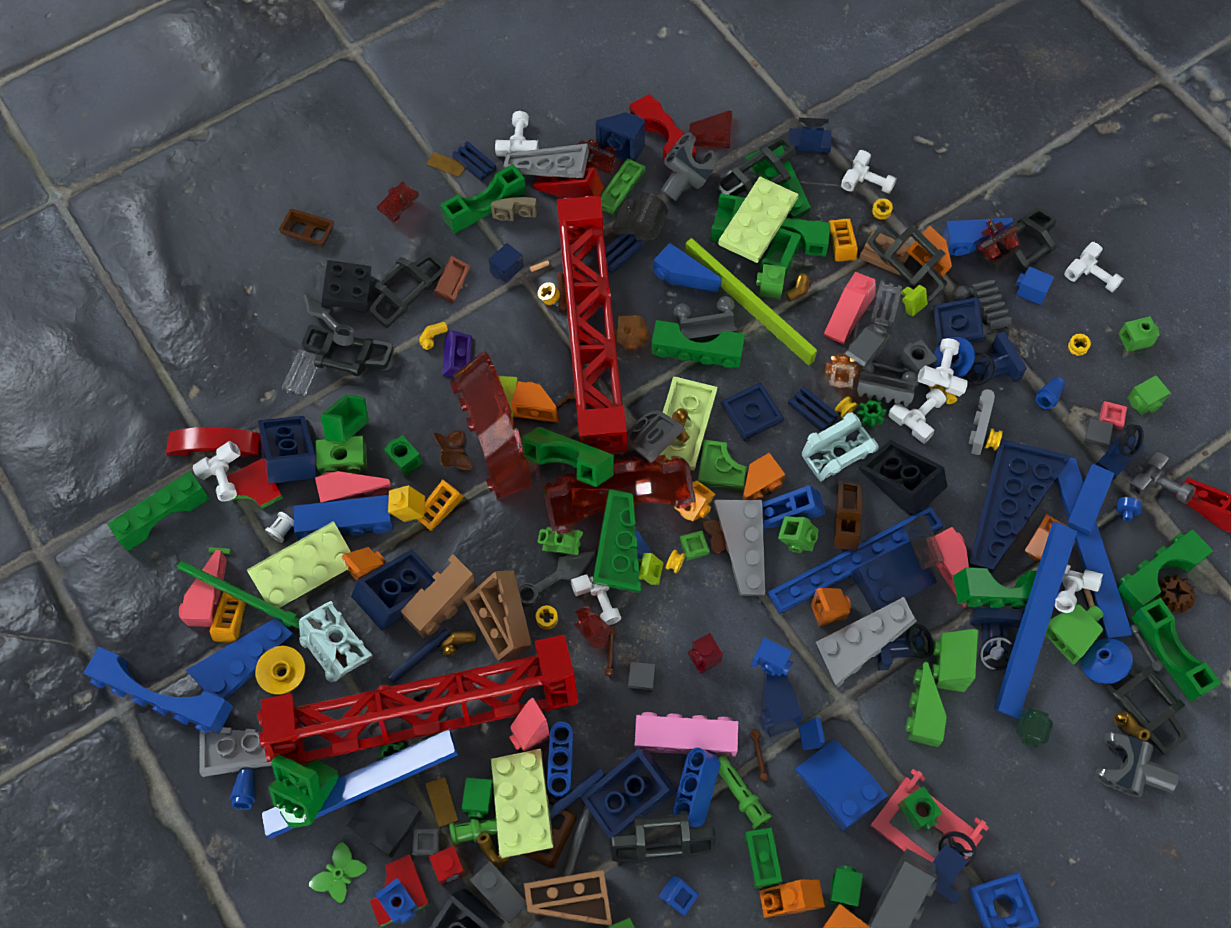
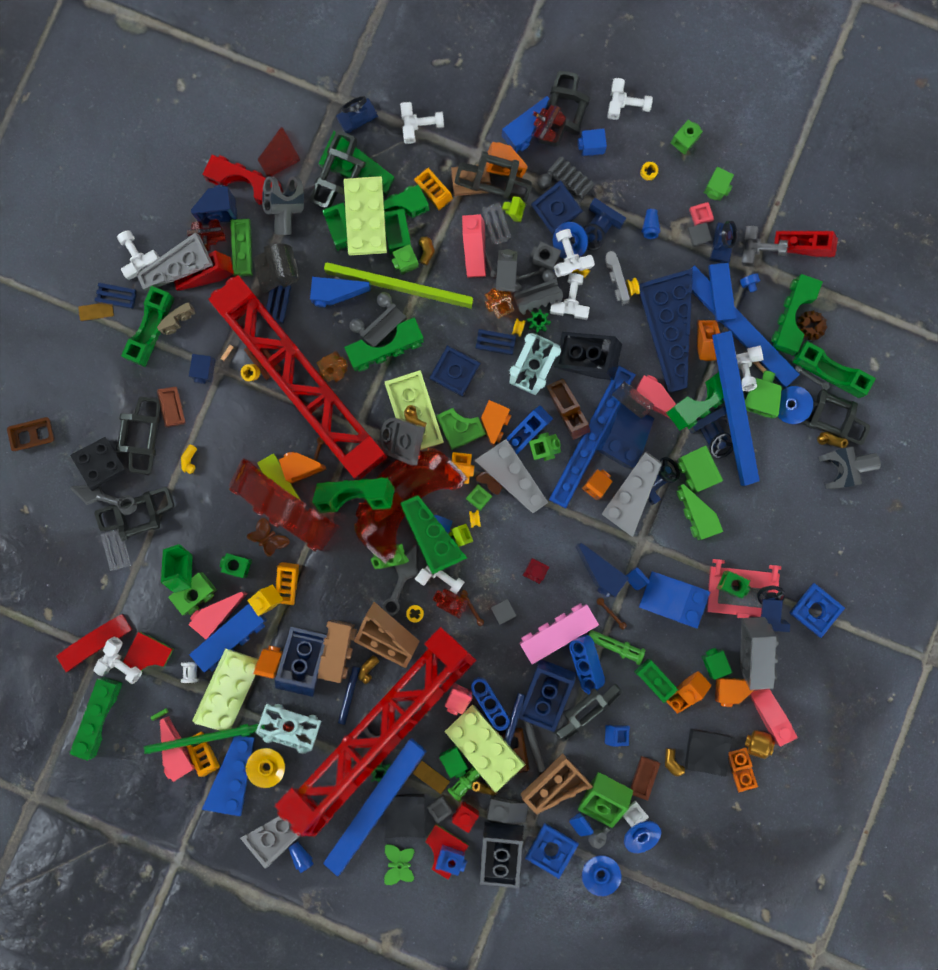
camera: 35 degrees left, 20 degrees up
(205, 710) = (154, 844): blue arch -> none
(287, 449) = (150, 614): dark blue slope -> none
(300, 789) = (341, 837): green piece -> none
(397, 201) = (84, 369): clear red hips -> none
(456, 352) = (217, 462): dark purple slope -> none
(772, 658) = (588, 556): blue brick -> none
(887, 207) = (448, 138): yellow bush -> none
(1034, 727) = (773, 481): clear green head -> none

